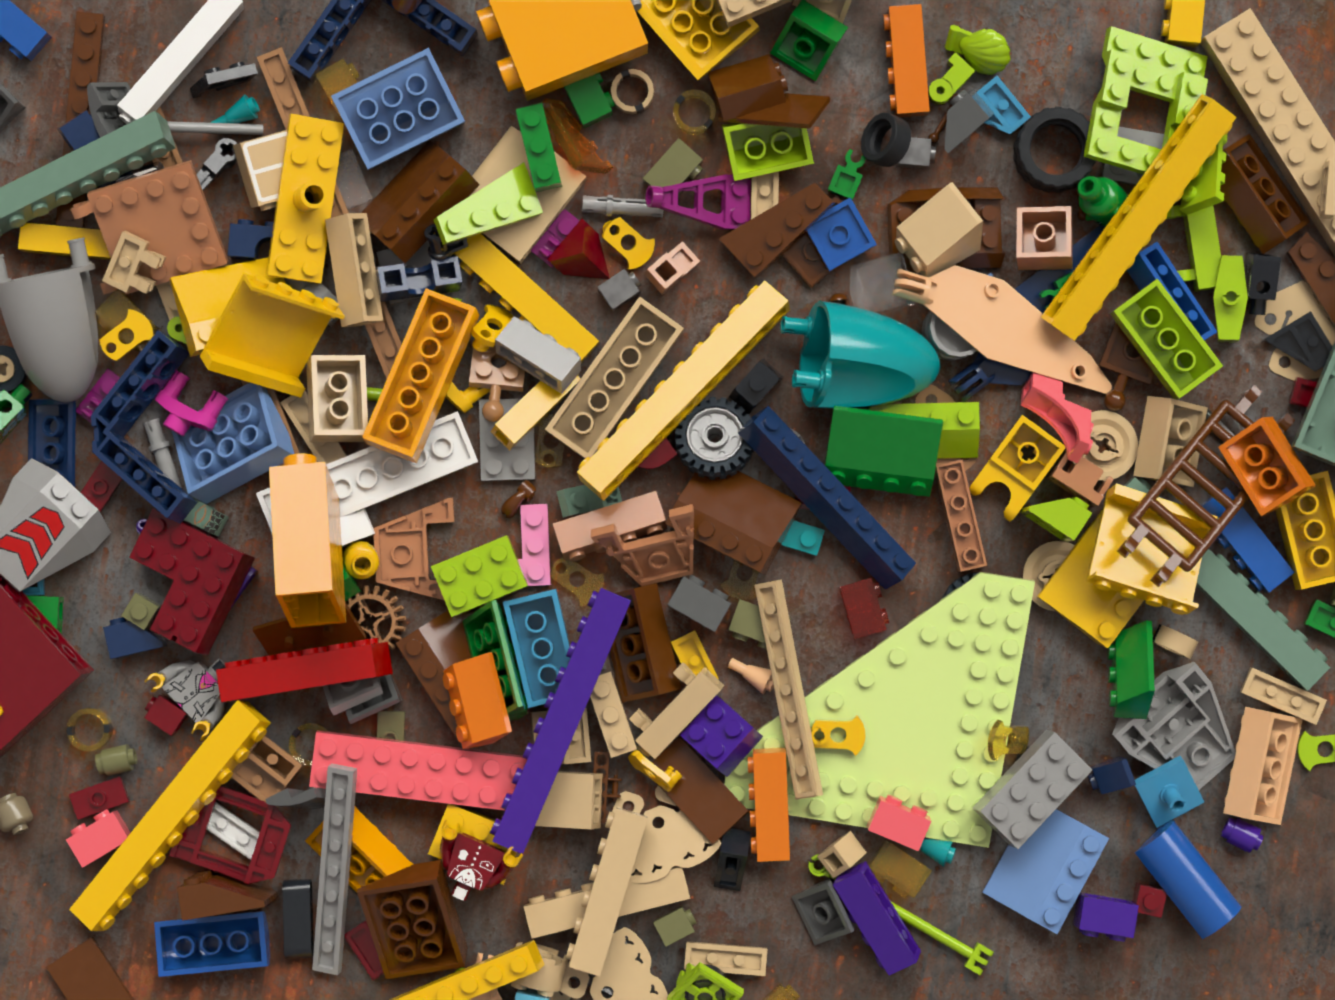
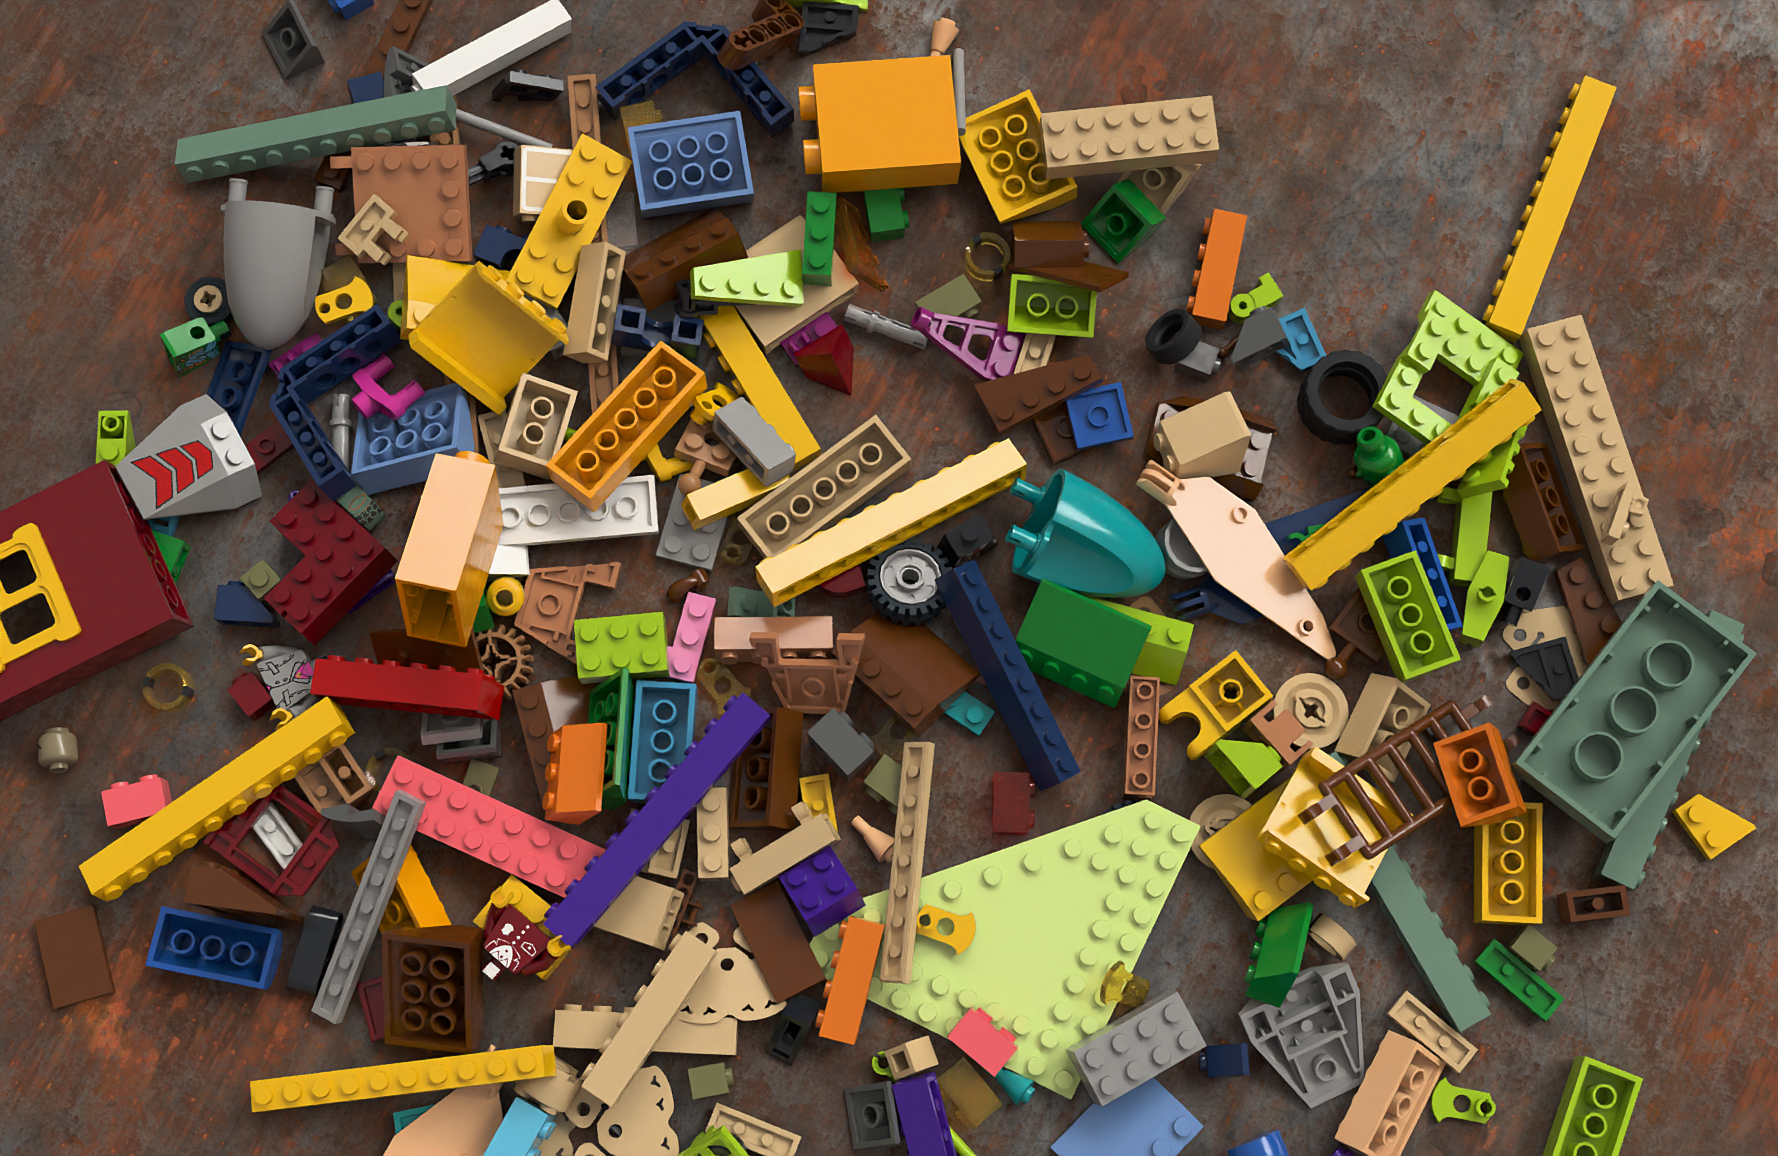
camera: 10 degrees right, 10 degrees down
(53, 240) = (299, 190): yellow brick -> none
(99, 797) = (153, 760): dark red plate -> none
(116, 760) = (184, 727): olive brick -> none
(243, 110) = (537, 124): teal cone -> none
(620, 289) = (857, 406): flat silver brick -> none
(632, 109) = (927, 236): tan piece -> none
(639, 253) = (887, 379): yellow piece -> none
(664, 779) = (747, 919): yellow piece -> none
(671, 268) = (916, 399): brick -> none
(846, 178) = (1121, 365): green plate -> none
(874, 282) = (1117, 477): clear slope -> none
(983, 50) = (1298, 279): lime animal -> none
(1044, 238) = (1308, 480): nougat brick -> none
(1070, 421) = (1283, 670): coral arch -> none
(1168, 791) = (1281, 1097): dark azure tile -> none
(1250, 547) = (1438, 863): blue brick -> none

